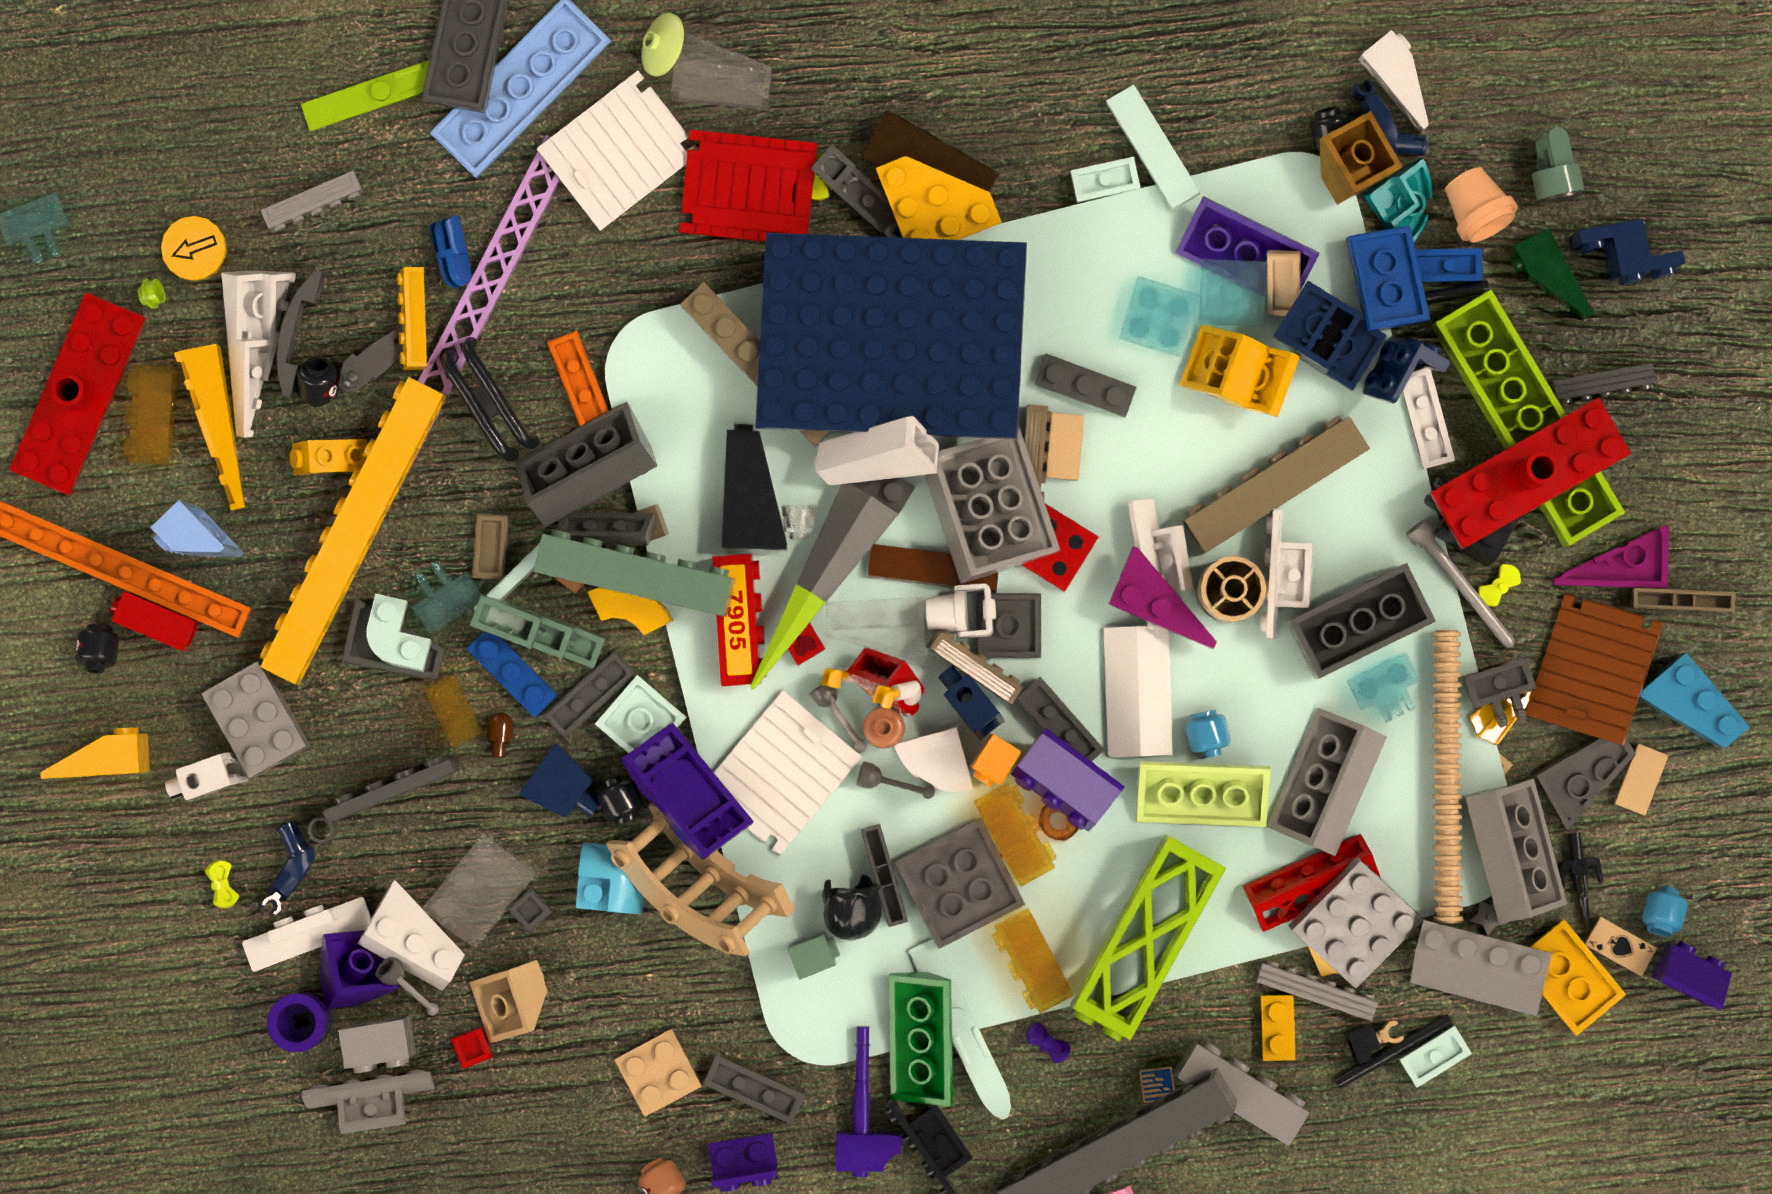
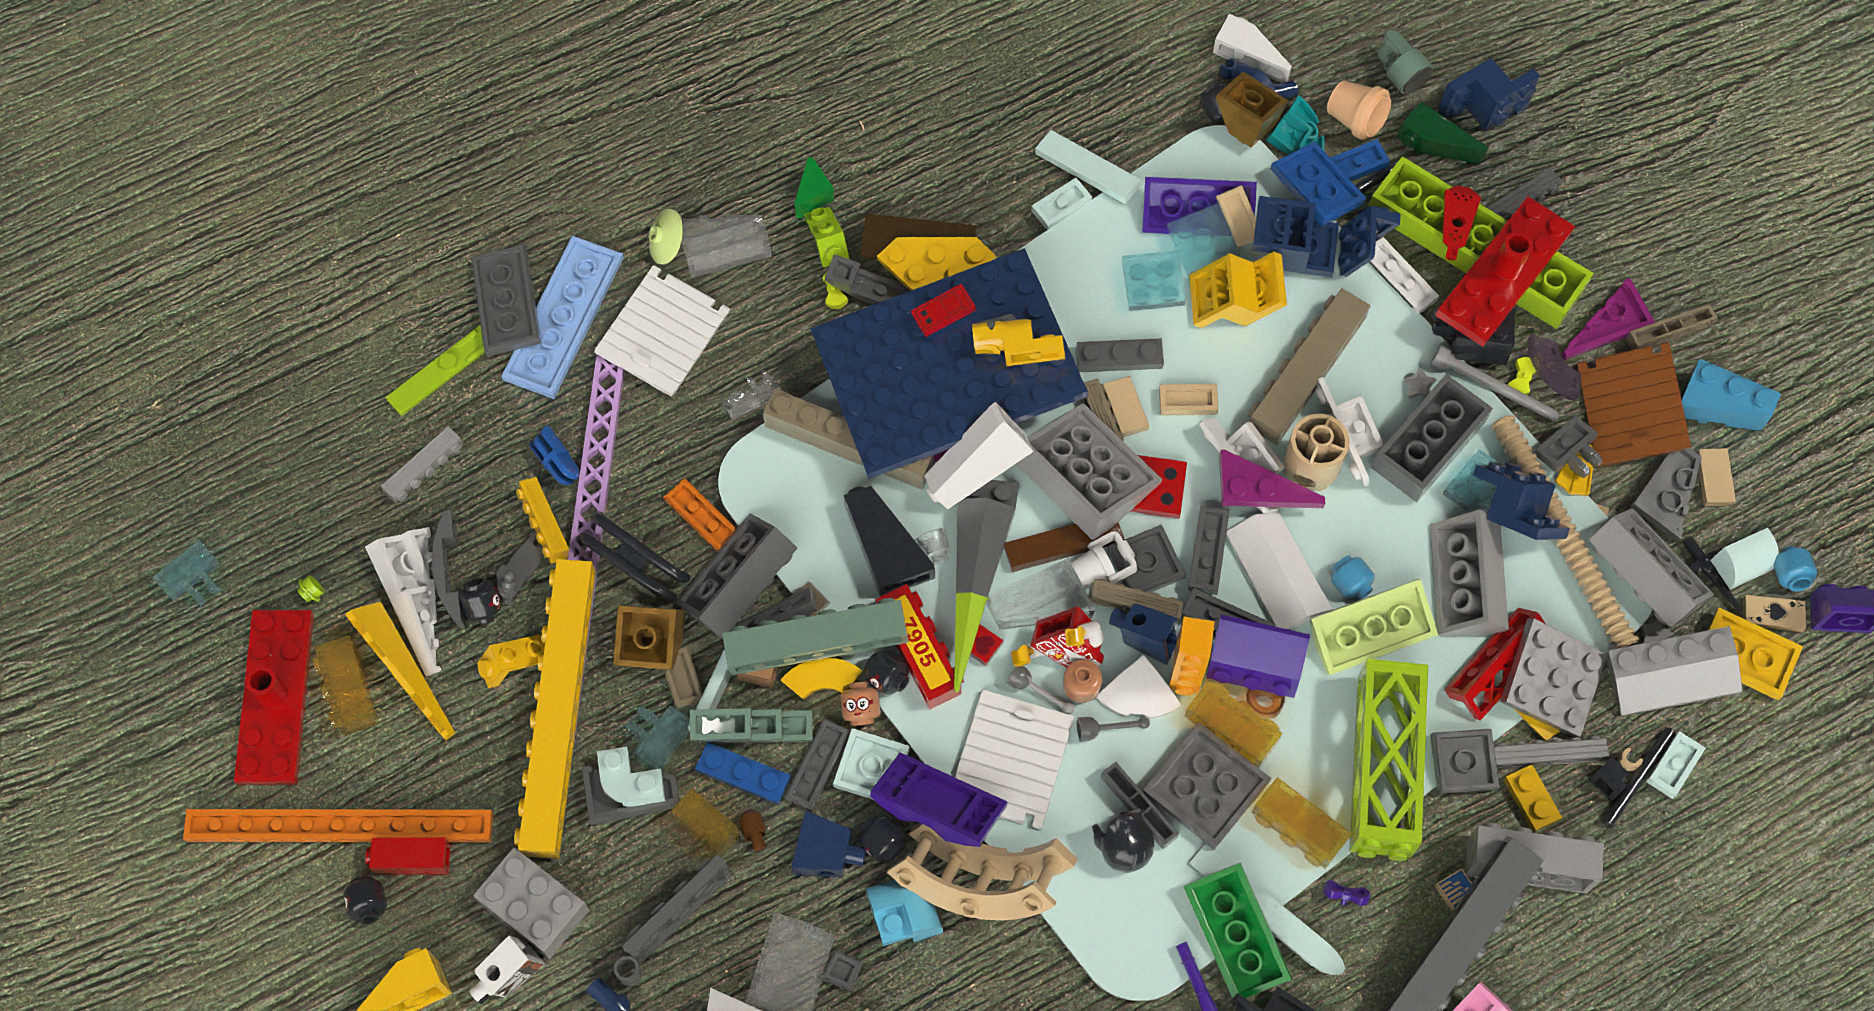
camera: 25 degrees left, 20 degrees down
(193, 532) = (418, 755): light blue slope -> none
(194, 248) = (334, 541): yellow tile -> none
(472, 493) = (648, 637): none -> pearl gold slope
(655, 654) = (860, 704): none -> nougat head
(679, 272) = (743, 402): none -> clear plate
(693, 635) = (887, 672): none -> black head
(746, 186) = (774, 314): red door -> none
(813, 955) = (1110, 894): sand green brick -> none
(836, 110) = (827, 234): none -> lime bracket
(844, 51) = (814, 189): none -> green slope
(908, 281) = (943, 310): none -> red tile
(964, 350) = (1016, 340): none -> yellow plate
(1076, 641) = (1208, 549): none -> dark grey plate
(1134, 466) = (1188, 399): none -> tan tile
(1227, 965) = (1464, 761): none -> dark grey tile
(1382, 553) = (1419, 384): none -> light grey piece
(1412, 734) = (1521, 501): none -> dark blue bracket
(1516, 380) = (1458, 210): none -> red piece
(1534, 591) = (1552, 368): none -> clear purple tile
(1620, 881) = (1746, 558): none -> light aqua brick

